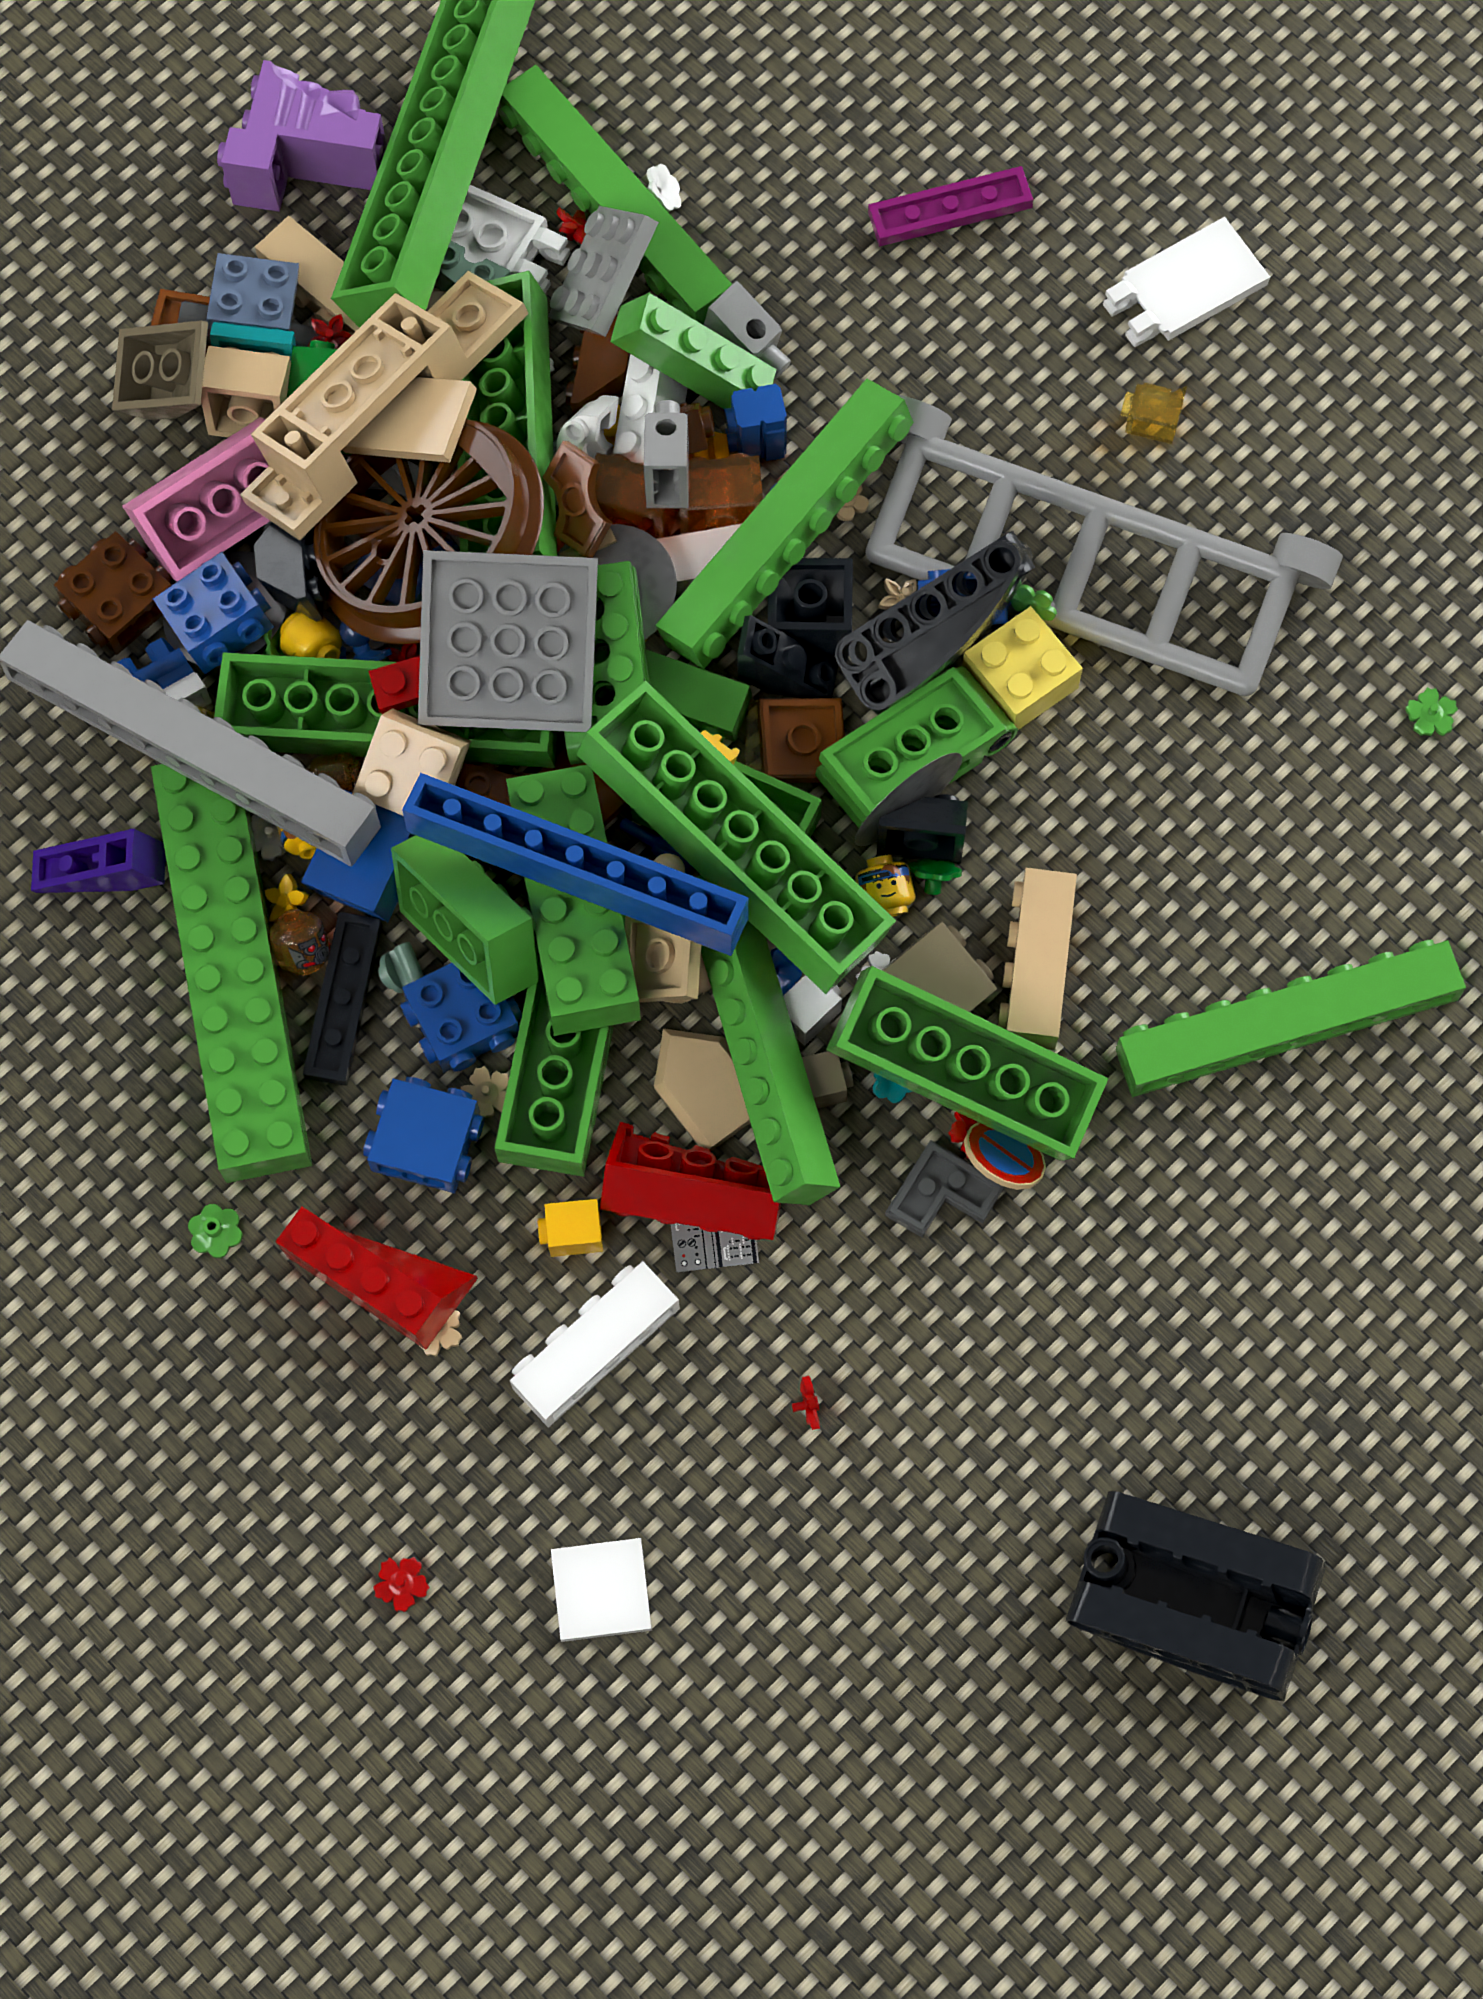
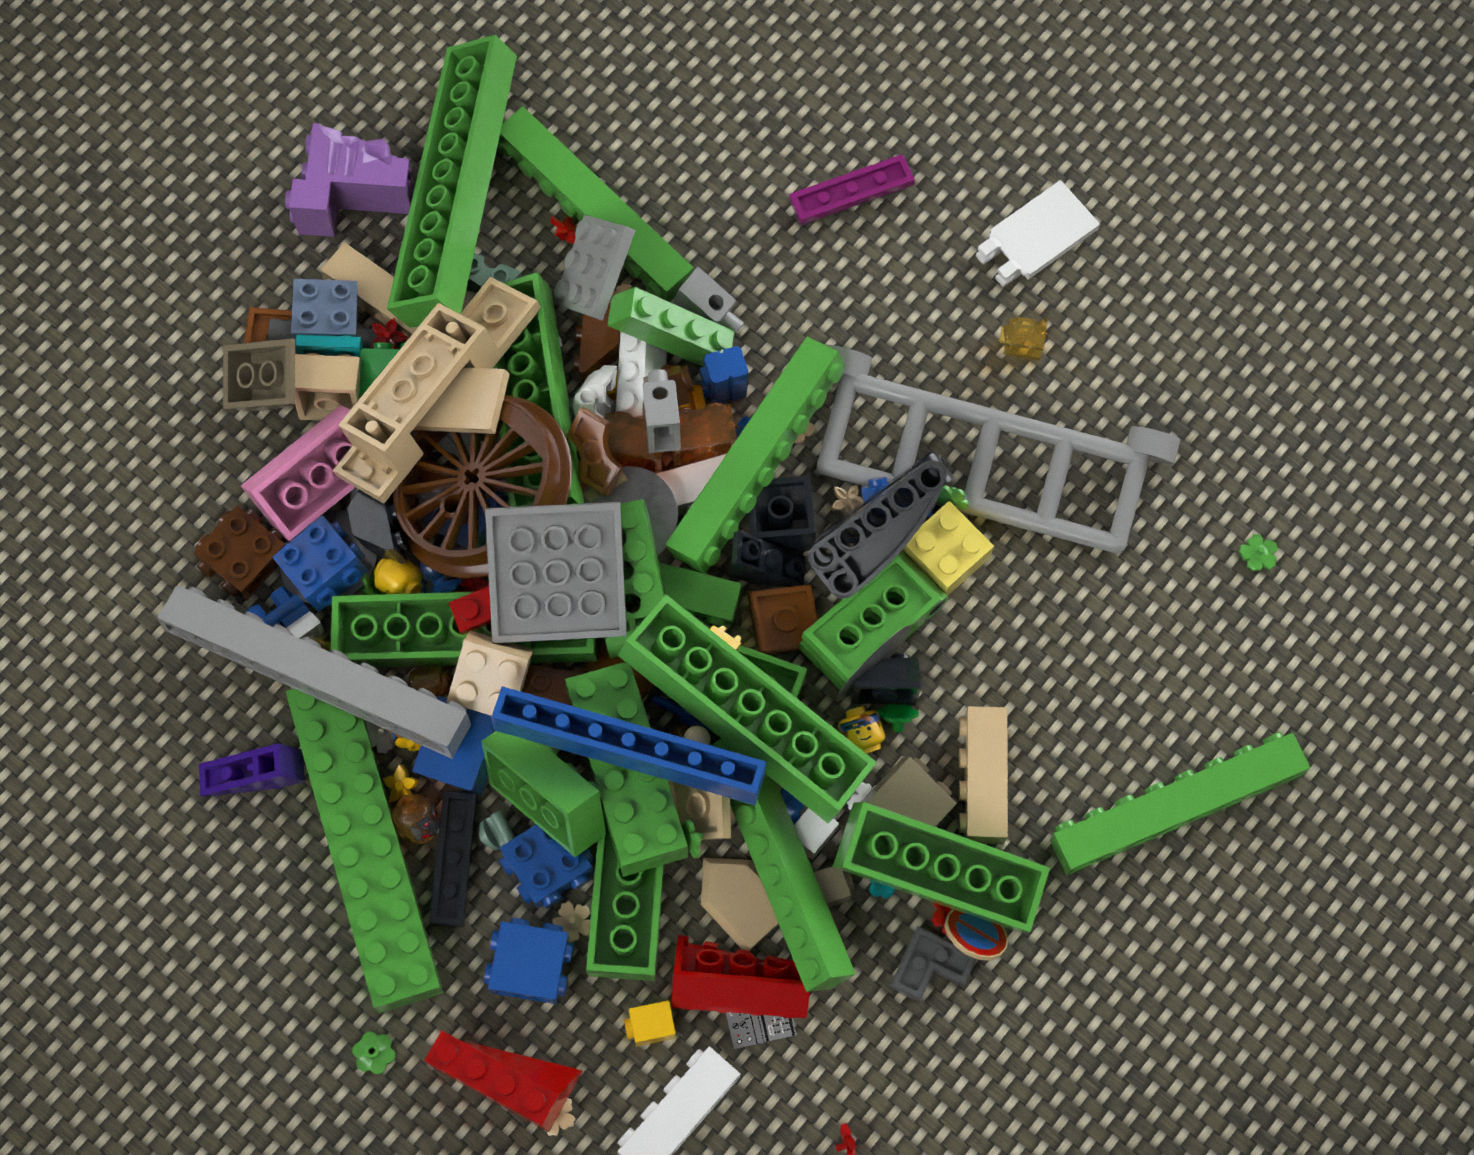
camera: 10 degrees left, 0 degrees up
(507, 235) = (515, 243): white tile -> none
(647, 993) = (692, 838): none -> bright green plant
(664, 187) = (631, 193): white plant -> none

